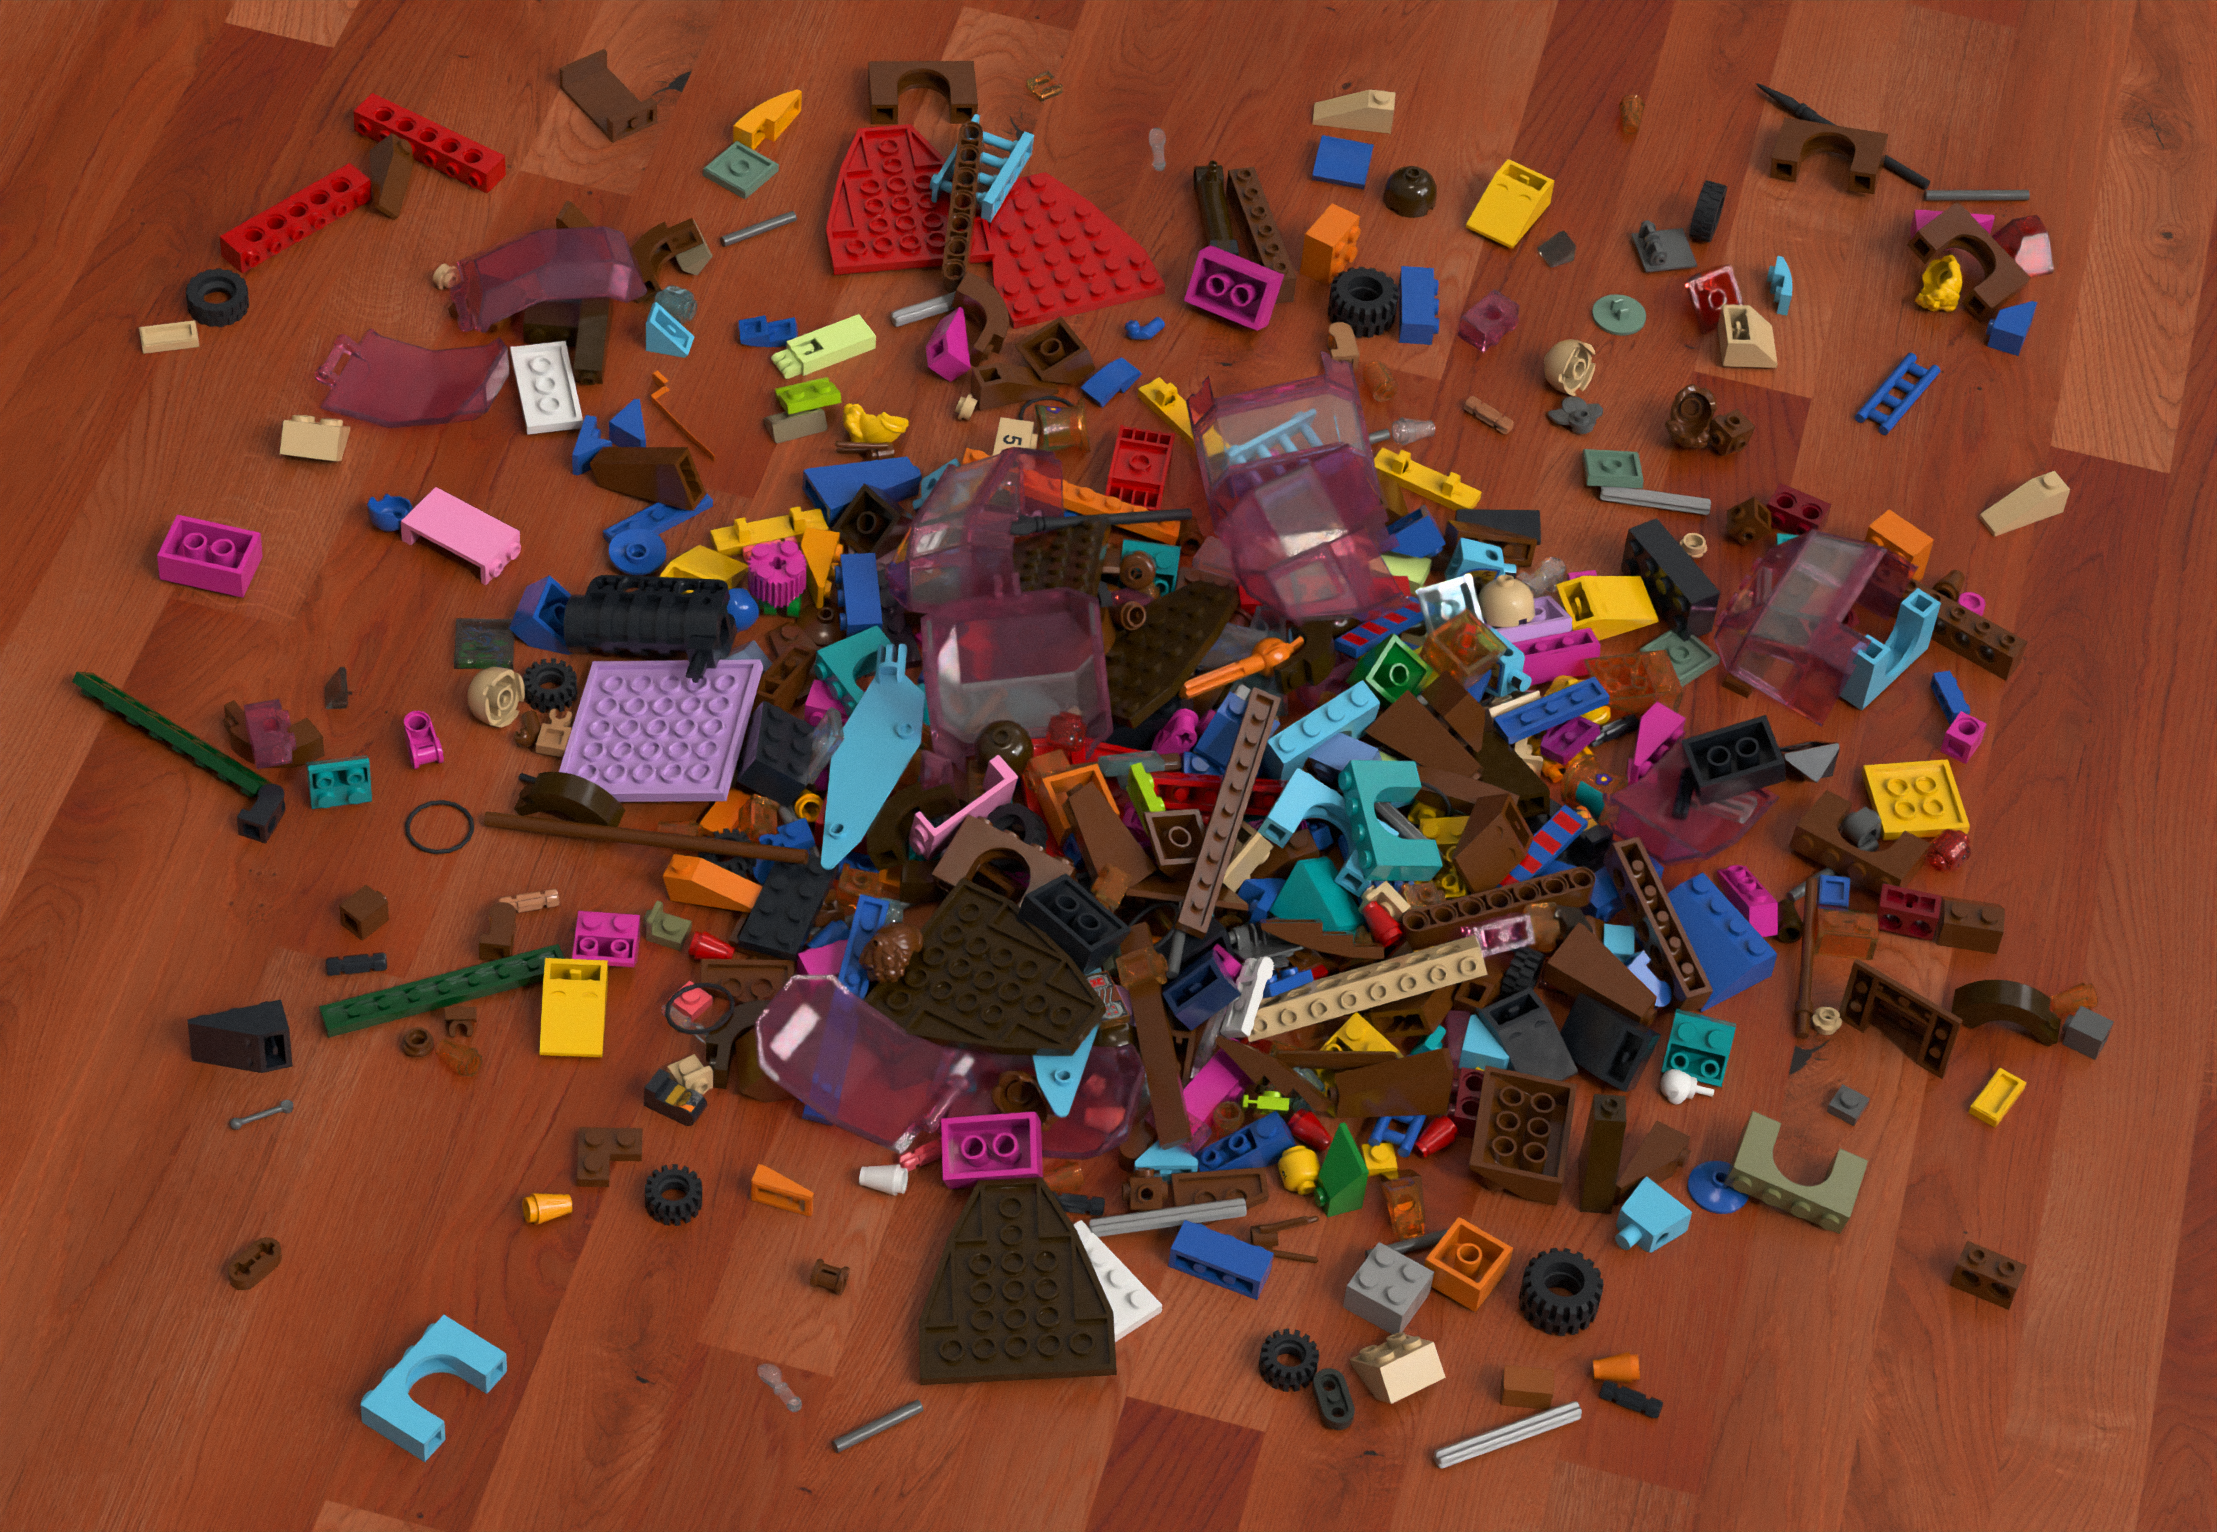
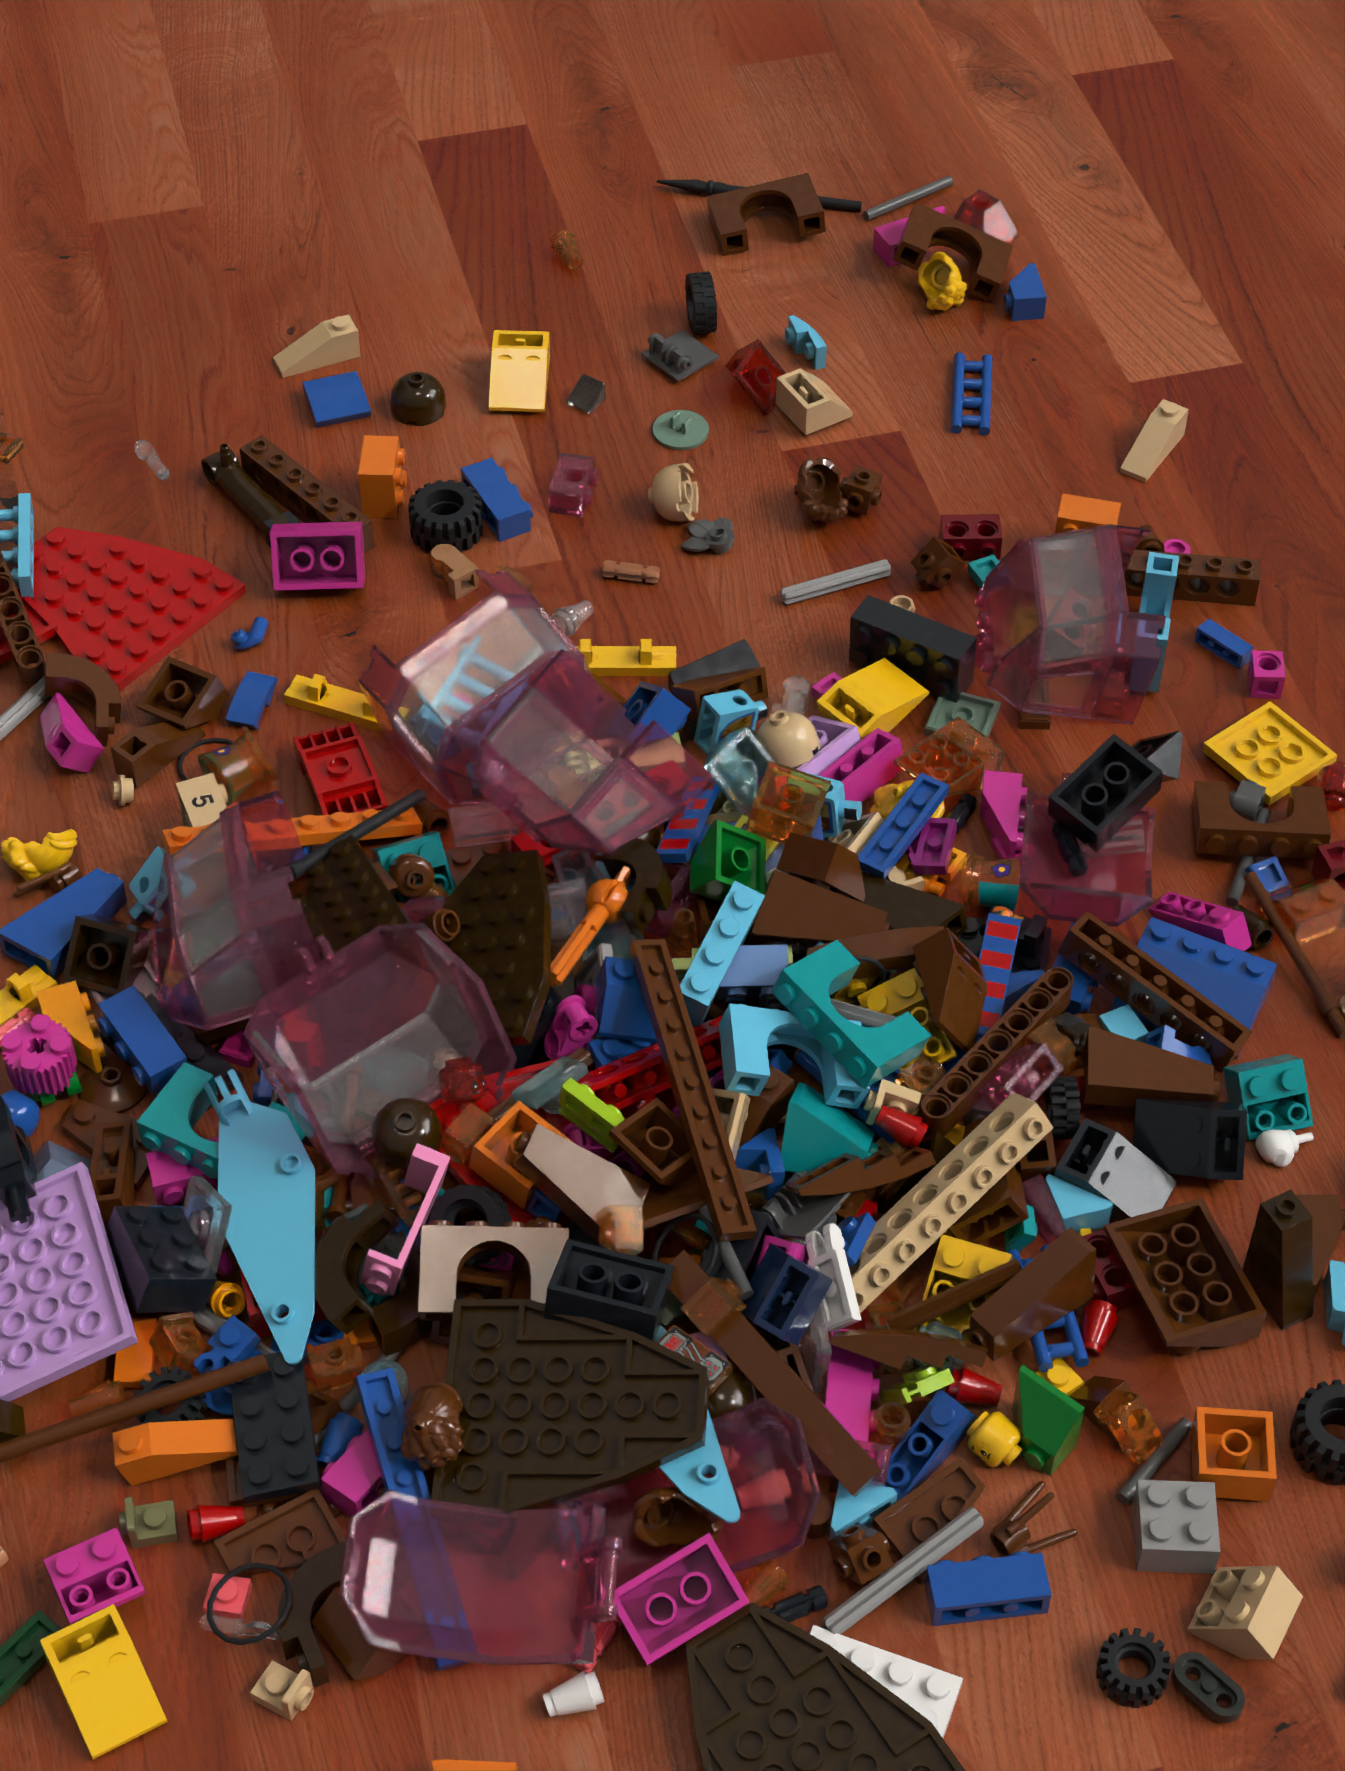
camera: 25 degrees left, 0 degrees up
(673, 1099) = (283, 1730): black leg -> none
(935, 770) = (352, 1195): clear pink slope -> none
(1612, 468) = (779, 570): sand green tile -> none

